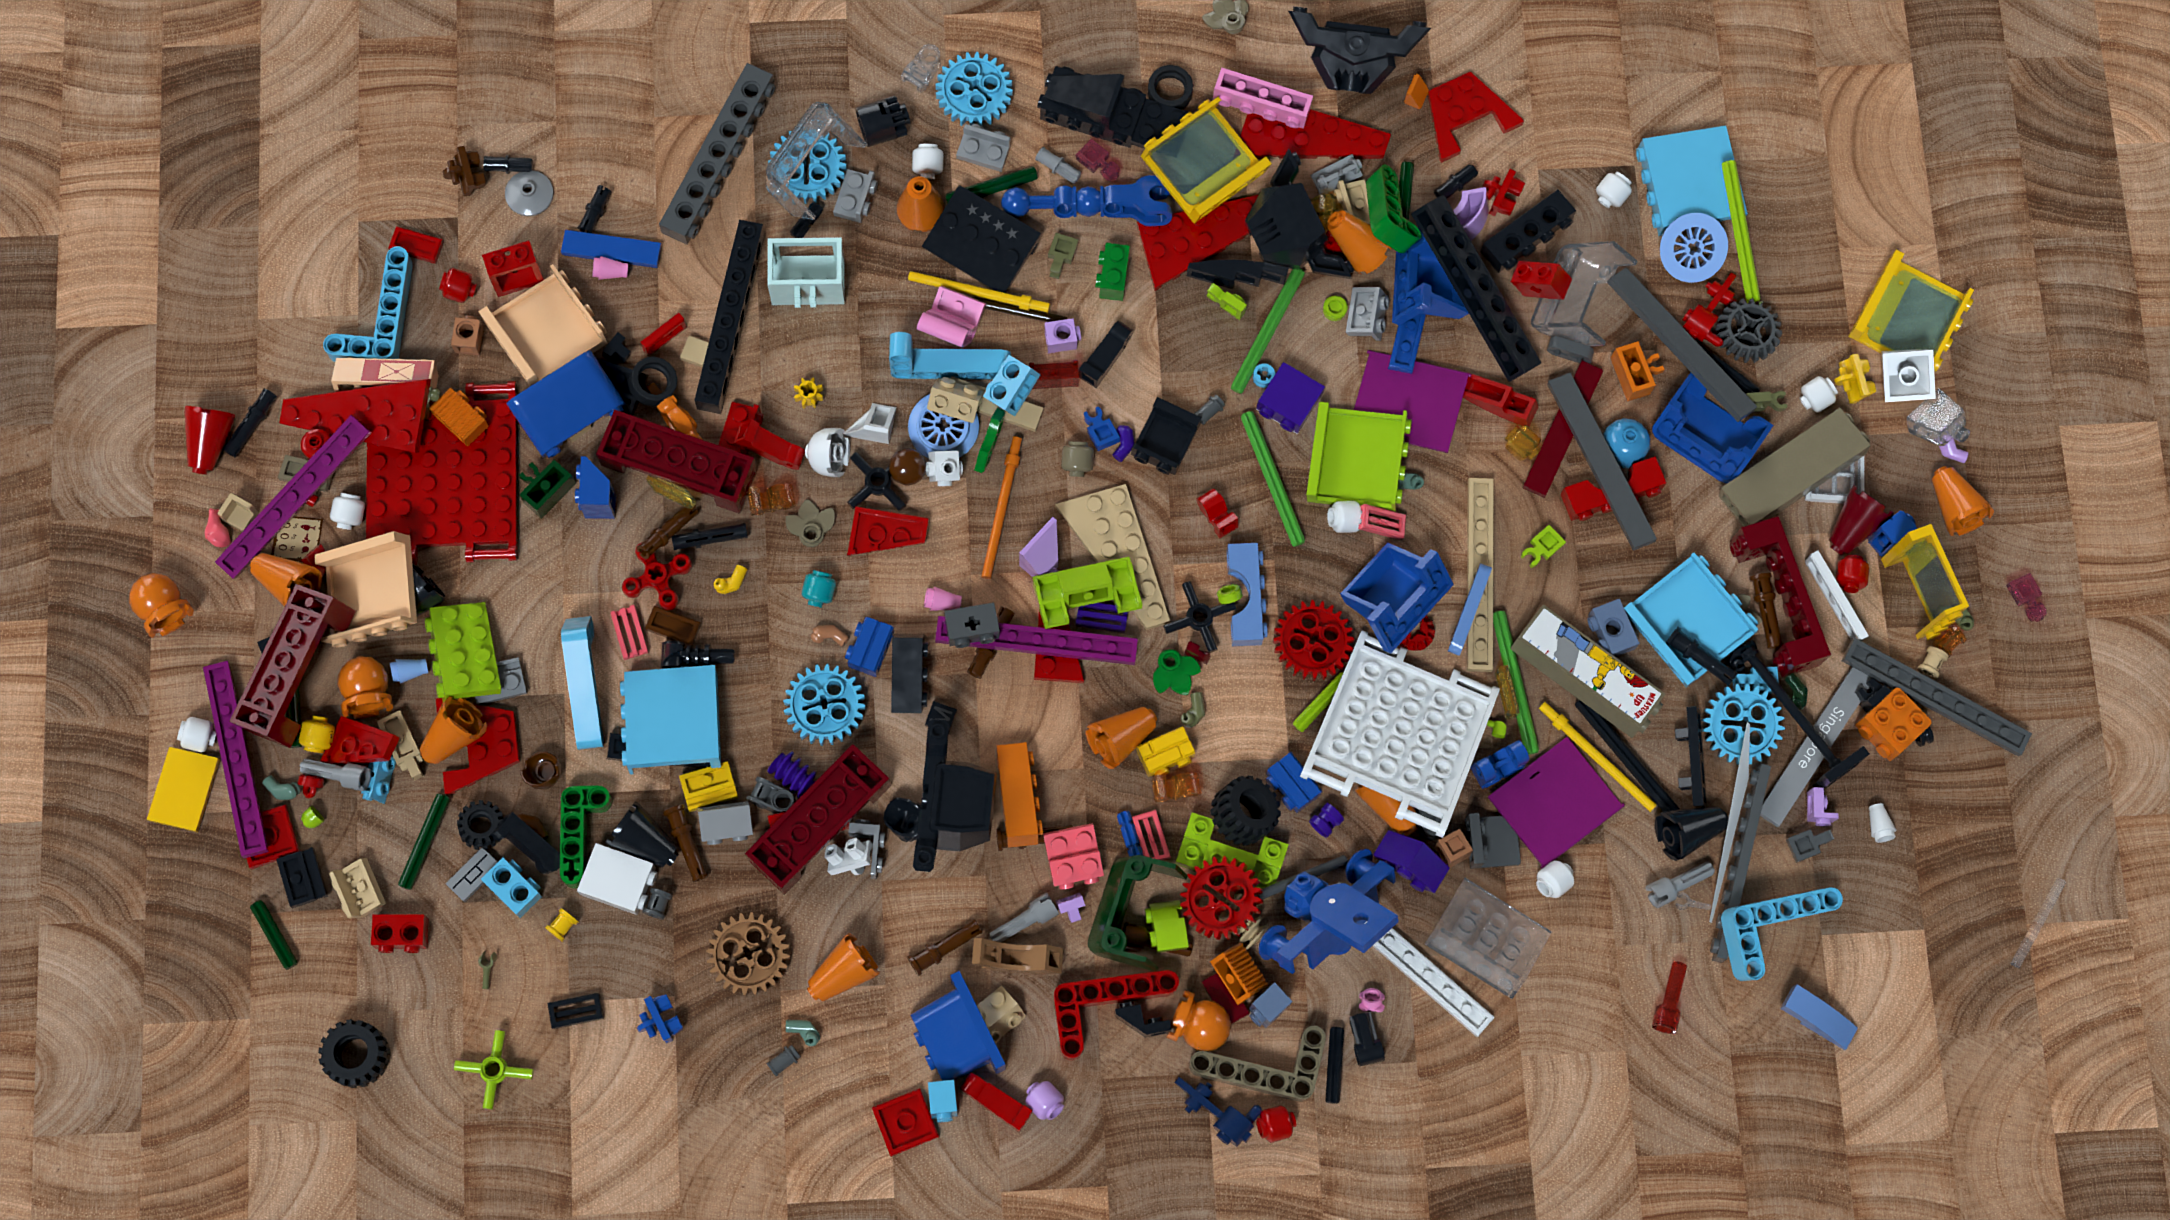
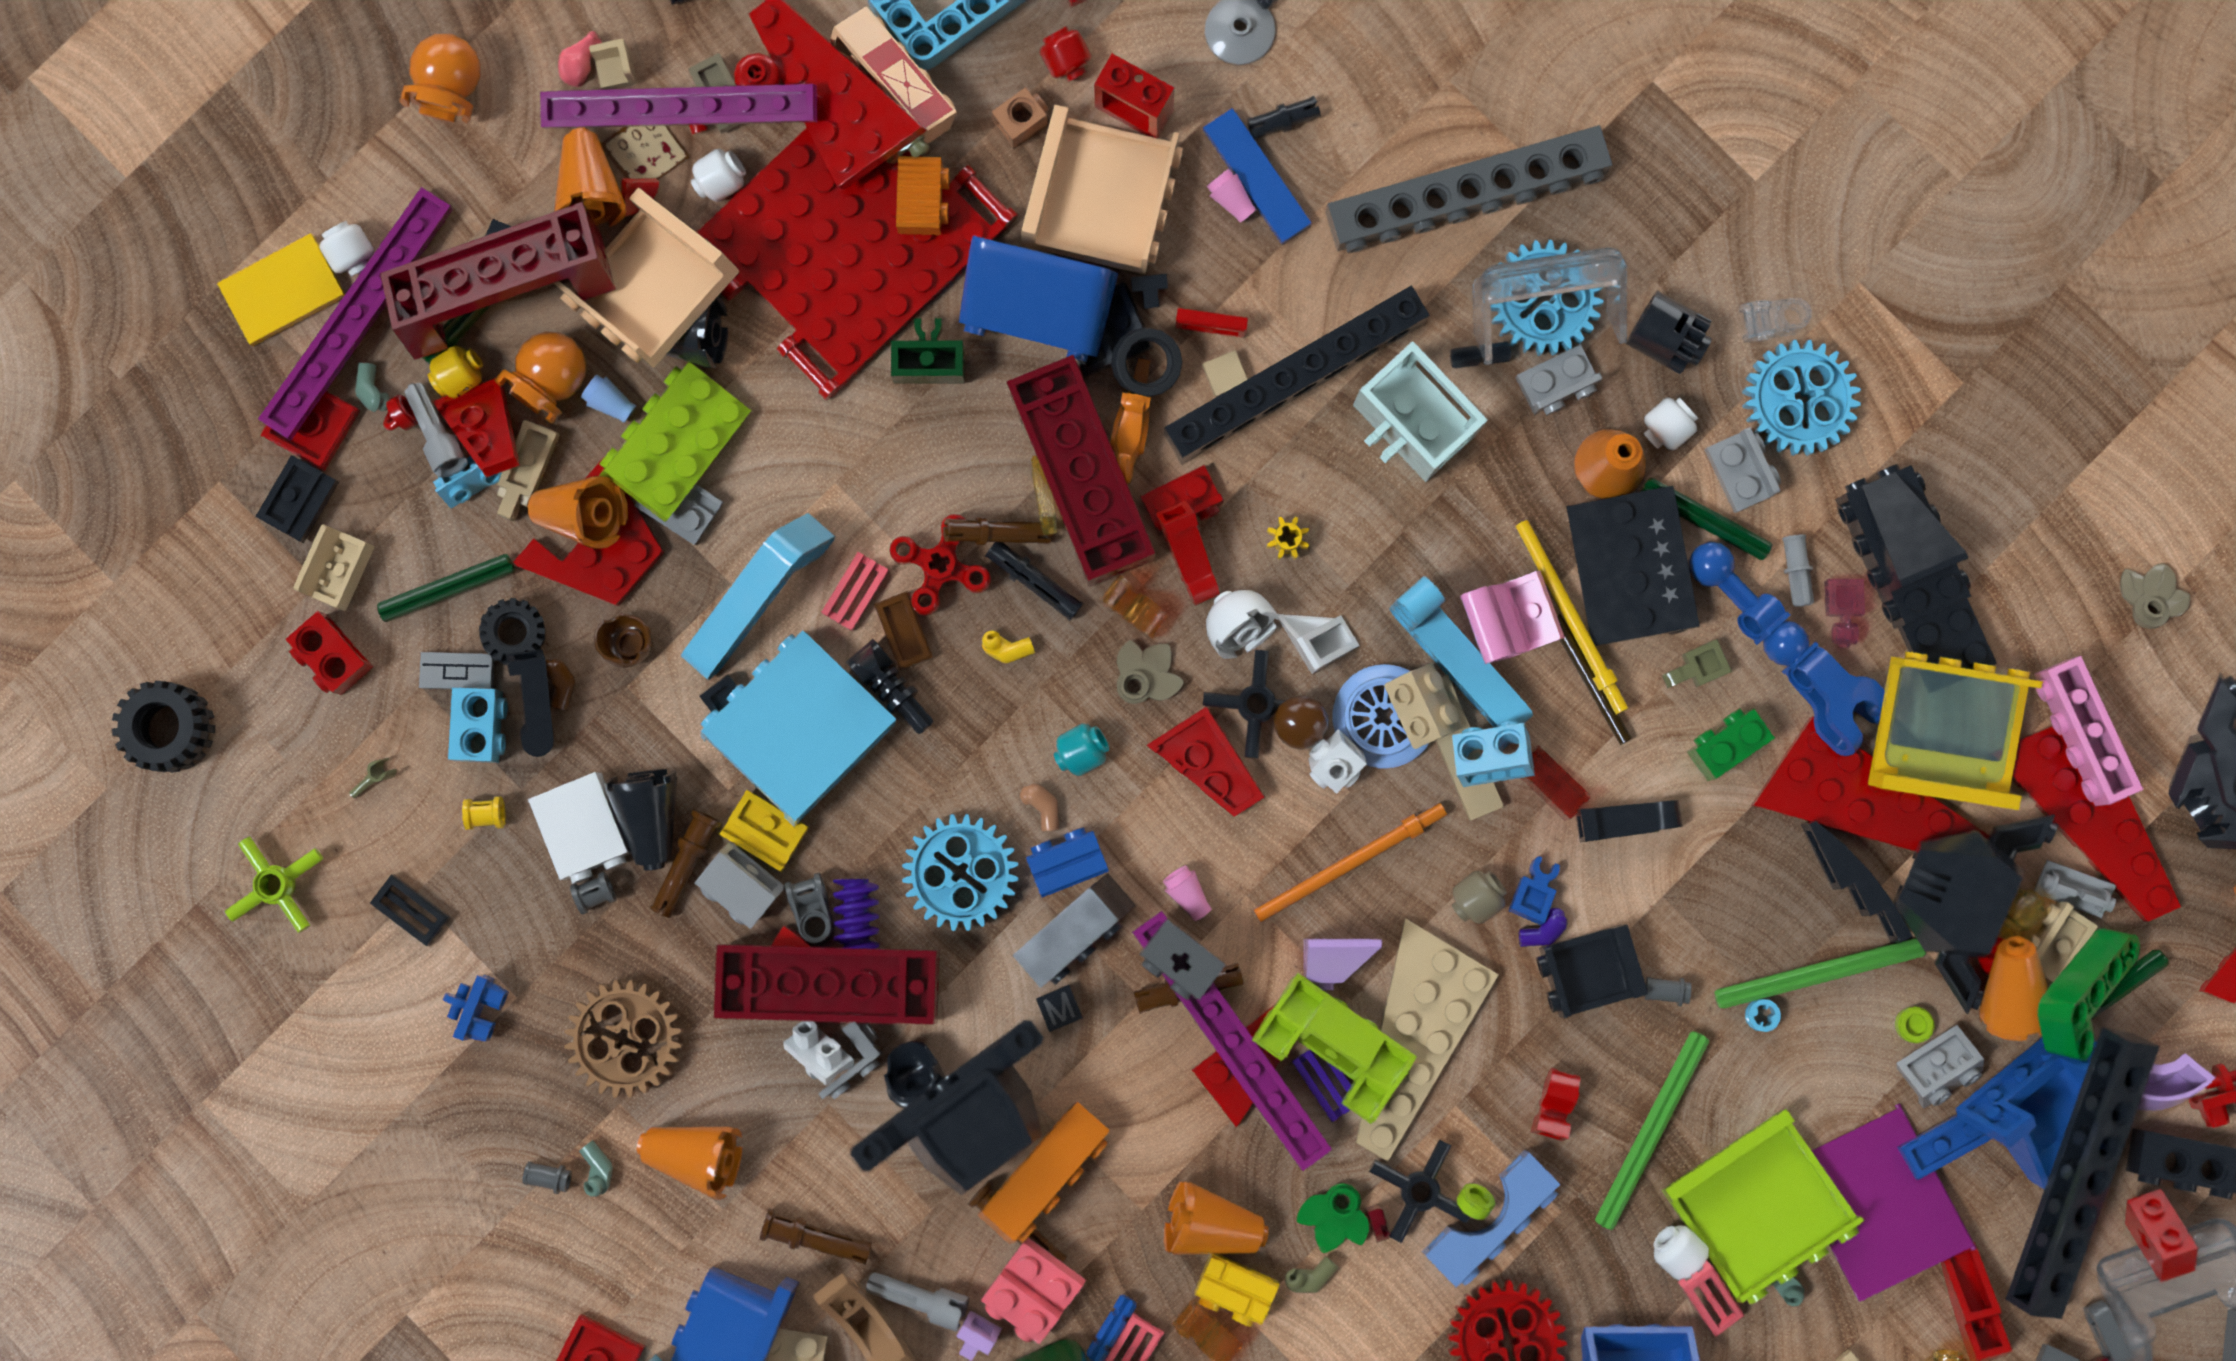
camera: 55 degrees right, 10 degrees up
(273, 935) = (215, 526): dark green axle -> none
(312, 818) = (368, 449): lime hinge -> none
(578, 836) = (591, 746): green beam -> none
(595, 493) = (970, 415): blue slope -> none
(989, 441) = (1410, 785): green tile -> none
(1054, 343) = (1587, 753): lavender brick -> none
(1175, 72) = (2031, 606): black tyre -> none
(1231, 303) = (1813, 907): lime plate -> none
(1290, 398) = (1761, 1070): dark purple piece -> none
(1456, 182) = (2189, 1031): black axle -> none

